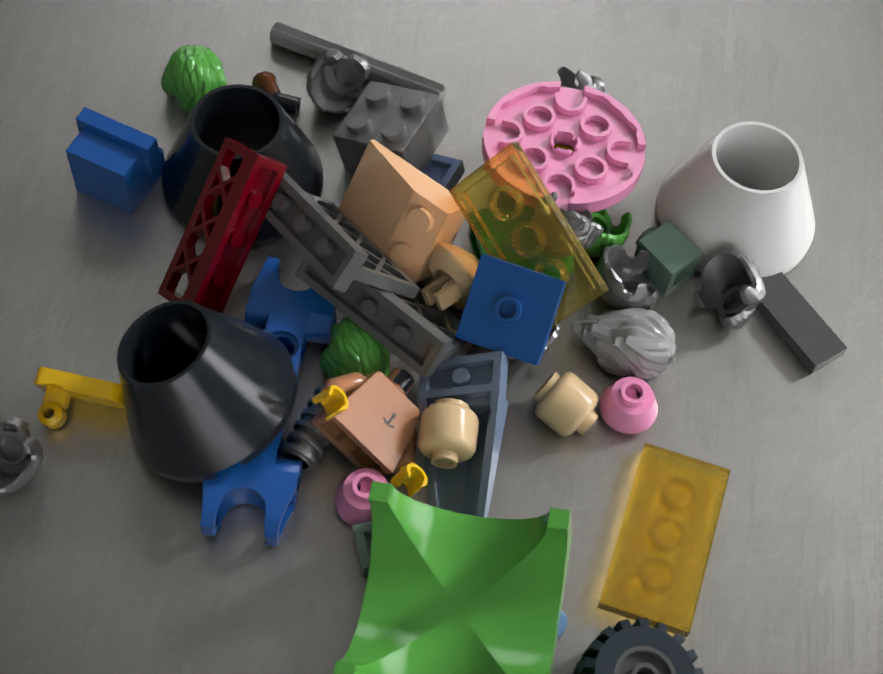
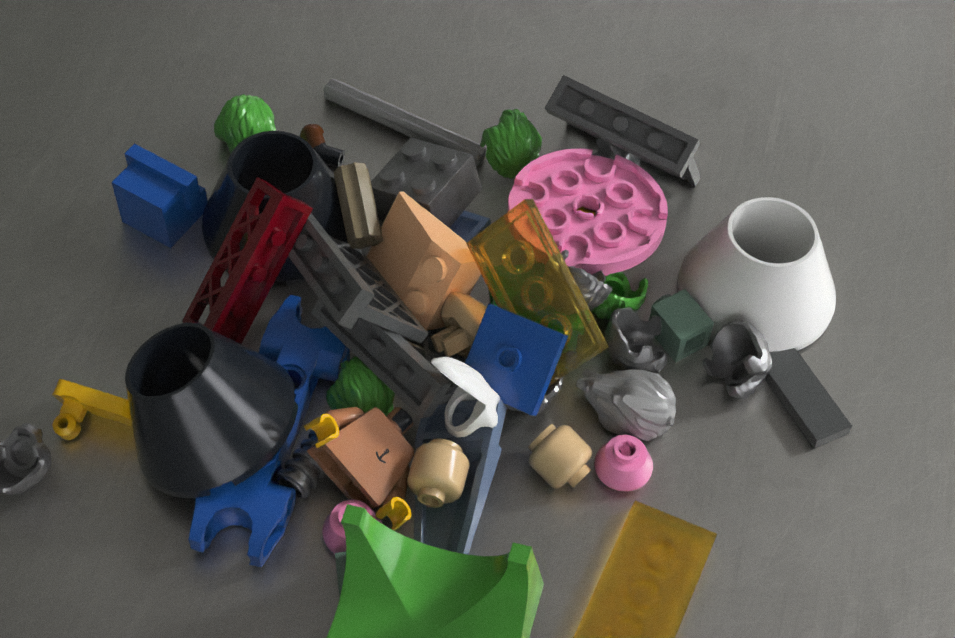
camera: 10 degrees right, 5 degrees down
(327, 157) = (358, 205): none -> dark tan axle
(337, 81) = (379, 136): flat silver hair -> none
(471, 339) = (470, 387): none -> white piece
(473, 80) = (511, 143): none -> bright green hair
(591, 57) = (625, 128): none -> dark grey fence

